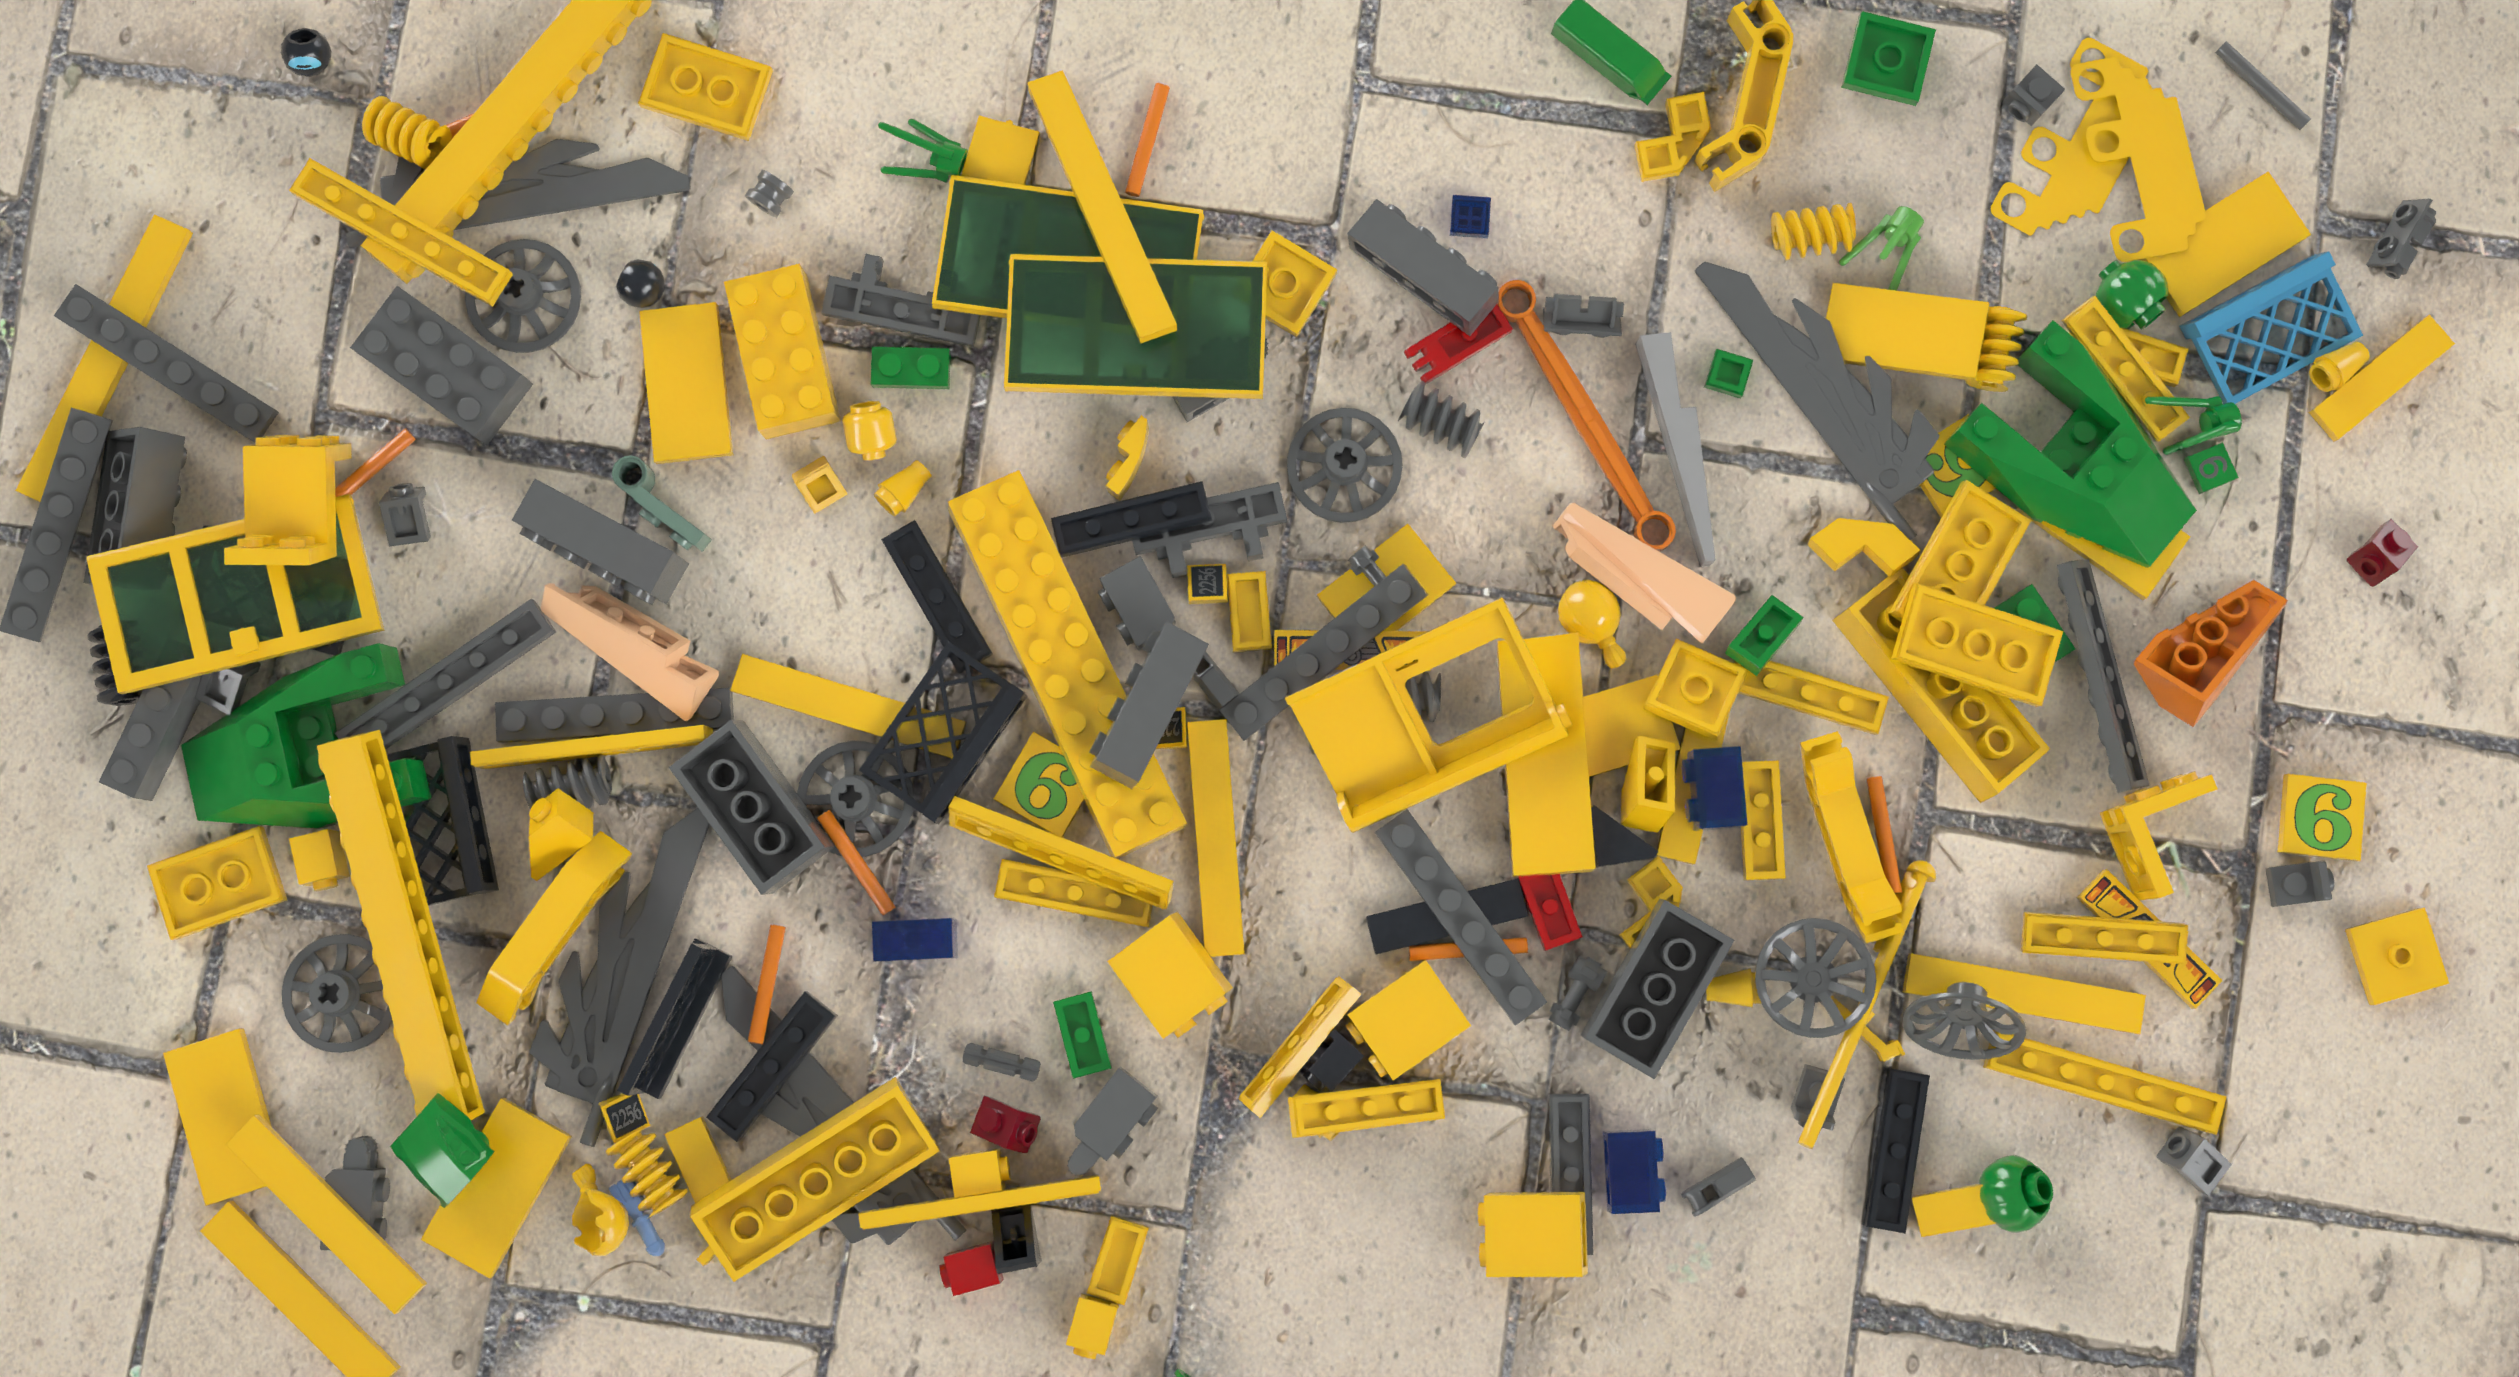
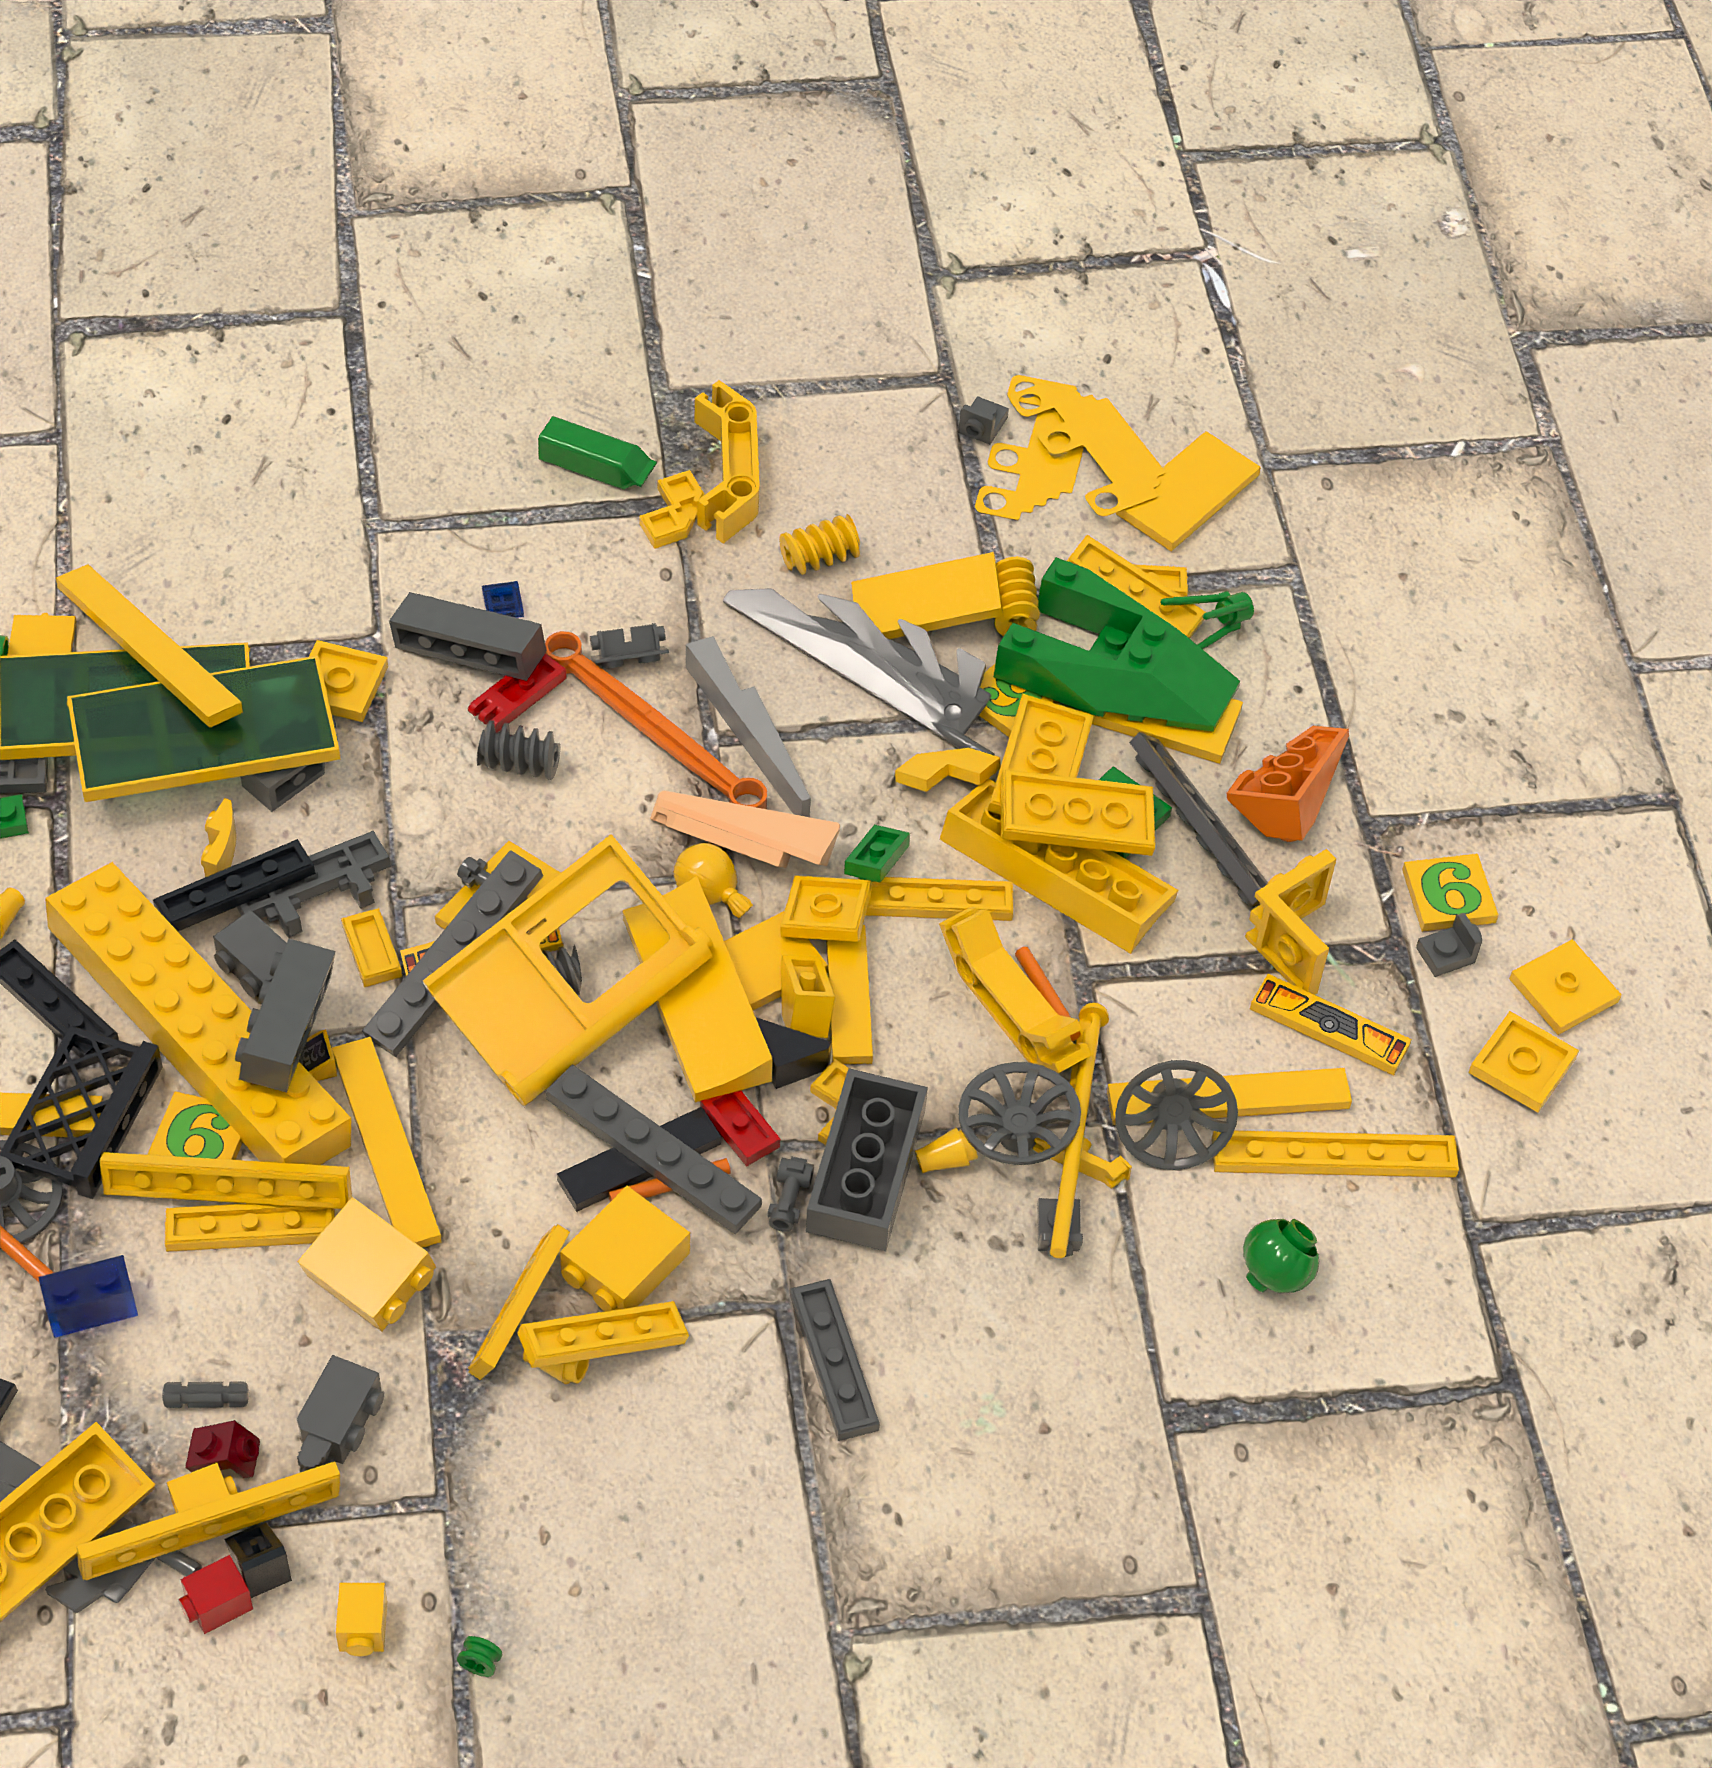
camera: 20 degrees left, 30 degrees down
(1082, 1035) = (287, 1346): green plate -> none
(1117, 1260) = (376, 1549): yellow tile -> none
(1147, 139) = (181, 600): orange bar -> none
(1207, 584) = (325, 932): slope -> none
(1215, 684) = (346, 1007): dark grey bar -> none
(1332, 1062) = (561, 1299): black brick -> none
(1344, 465) = (434, 804): dark grey wheel -> none
(1534, 1234) = (810, 1410): yellow brick -> none
(1633, 1171) = (895, 1334): clear blue brick -> none
(1715, 788) = (870, 980): clear blue brick -> none
(1724, 1183) = (990, 1329): dark grey bar -> none
(1728, 373) = (779, 669): green tile -> none
(1763, 835) = (925, 1006): yellow plate -> none
(1888, 58) = (846, 416): green plate -> none
(1896, 1150) = (1155, 1261): black tile -> none
(1900, 230) = (897, 533): bright green plant -> none
(1950, 1210) = (1227, 1292): yellow tile -> none
(2104, 938) = (1286, 1027): yellow tile -> none
(2132, 292) = (1124, 531): green plant -> none
(2194, 1159) = (1447, 1193): bracket -> none
(2211, 468) = (1241, 651): green tile -> none
(2257, 299) = (1239, 512): dark azure fence -> none
(2263, 85) = (1178, 377): dark grey bar -> none
(2324, 1033) = (1523, 1061): none -> yellow plate
(2337, 367) = (1320, 554): yellow cone -> none
(2381, 378) = (1364, 557): yellow tile -> none
(2382, 553) = (1417, 679): dark red bracket -> none
(2409, 223) = (1341, 453): dark grey hinge -> none

